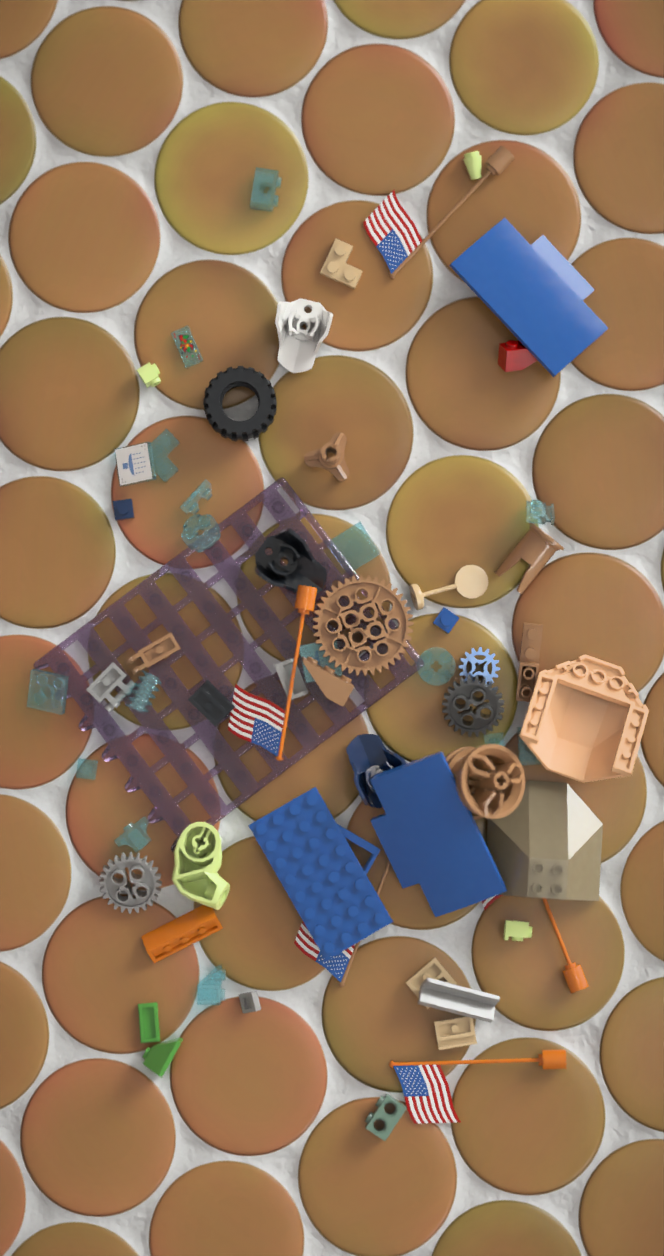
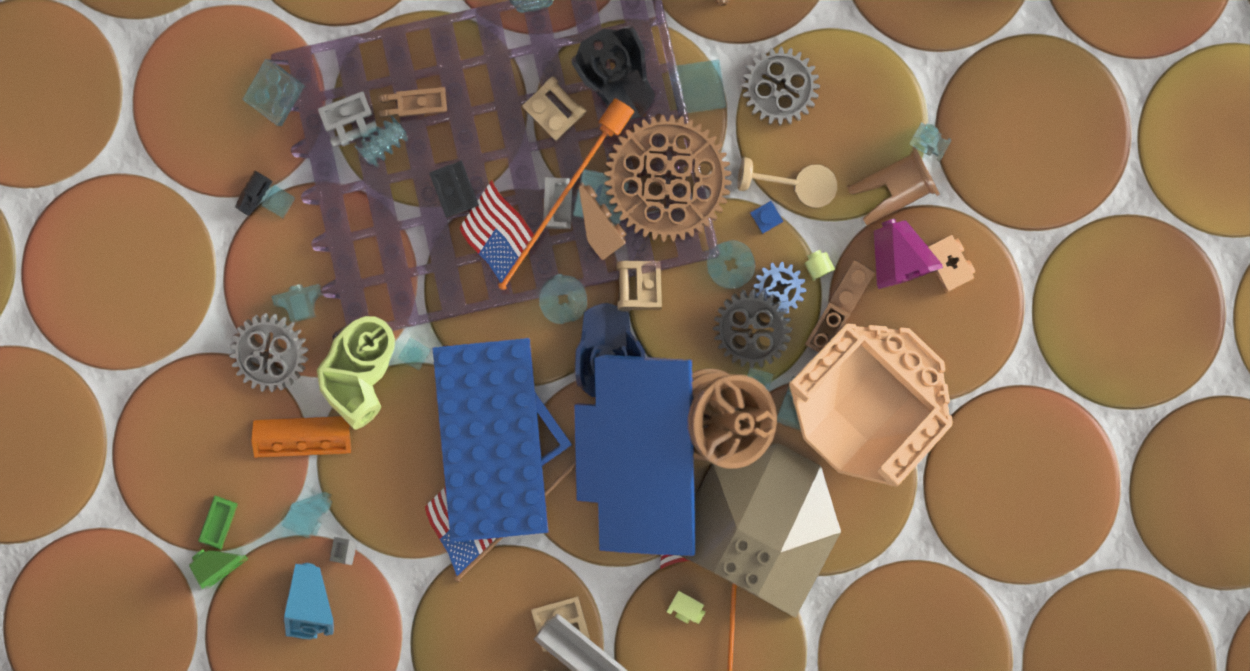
camera: 25 degrees right, 0 degrees up
(65, 771) = (253, 193): none -> black hinge
(236, 835) = (414, 354): none -> clear light blue plate
(242, 1052) = (308, 604): none -> dark azure slope
(256, 618) = (548, 115): none -> tan plate
(318, 739) = (565, 312): none -> clear light blue plate
(383, 710) = (647, 287): none -> tan plate
(411, 538) = (792, 67): none -> light grey gear
(499, 638) = (819, 264): none -> yellowish green plate
(556, 604) = (901, 254): none -> magenta slope
(583, 593) = (963, 271): none -> light nougat brick

